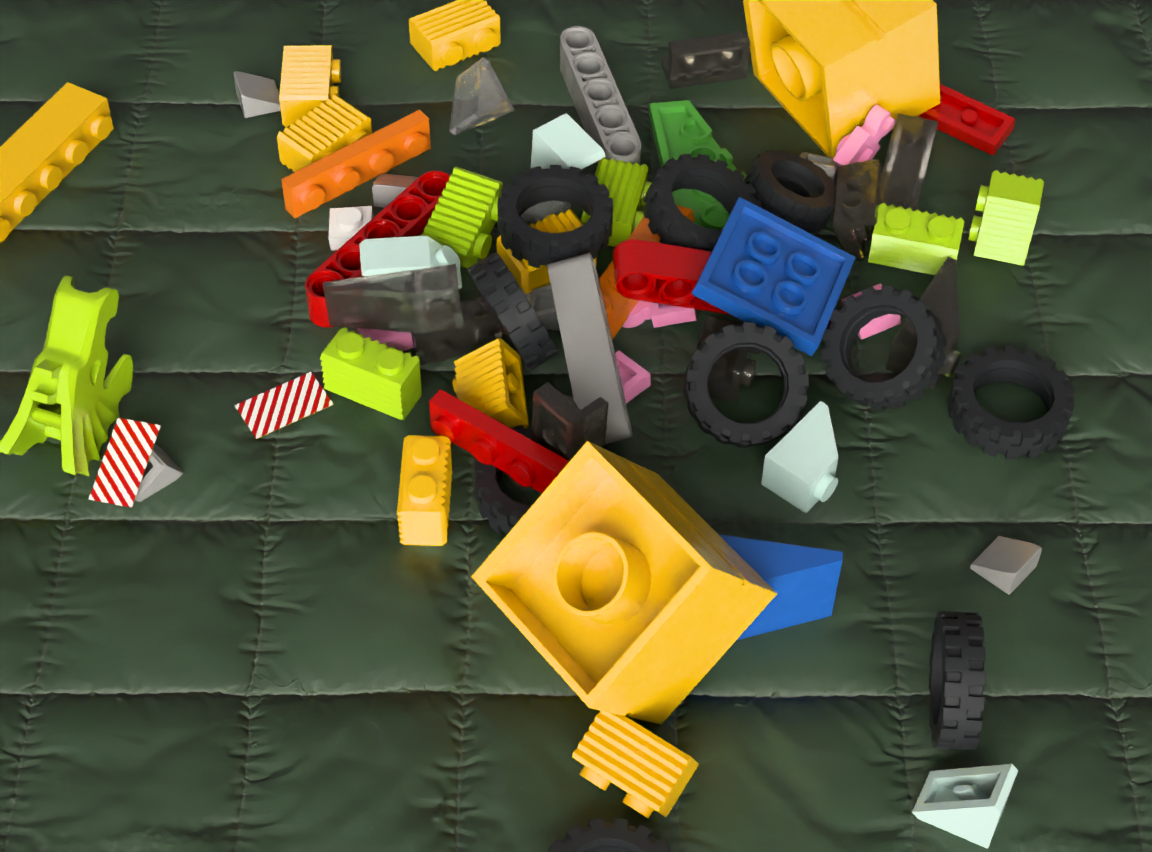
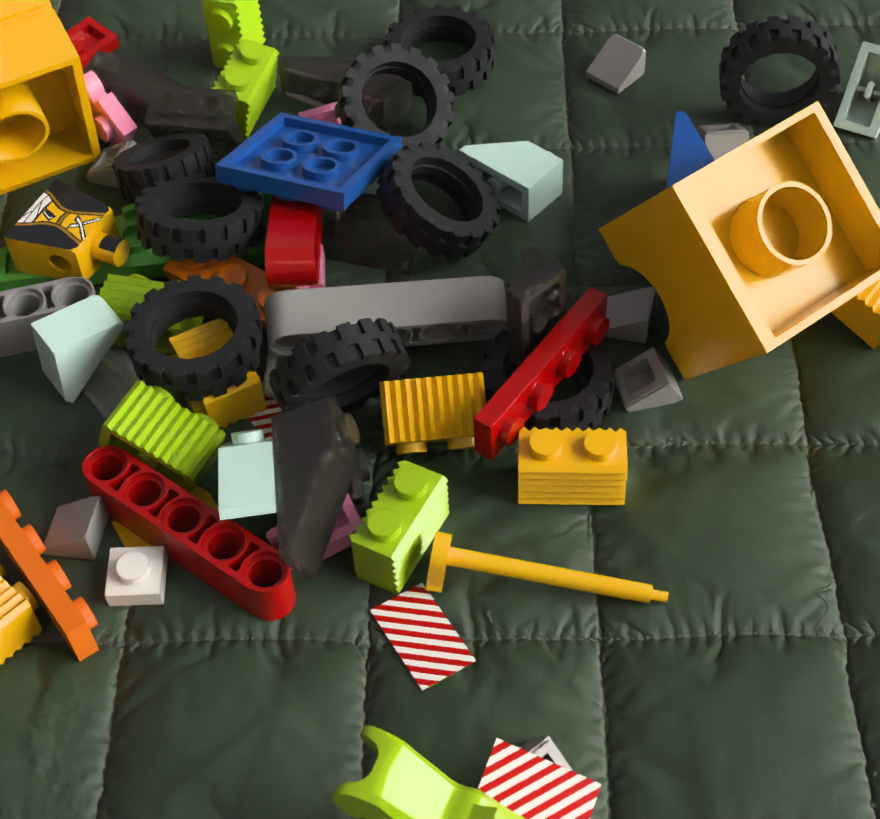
camera: 85 degrees left, 0 degrees up
(338, 401) = (445, 555): none -> yellow piece
(689, 125) = (66, 235): none -> torso
(888, 656) = (723, 138): none -> light grey slope

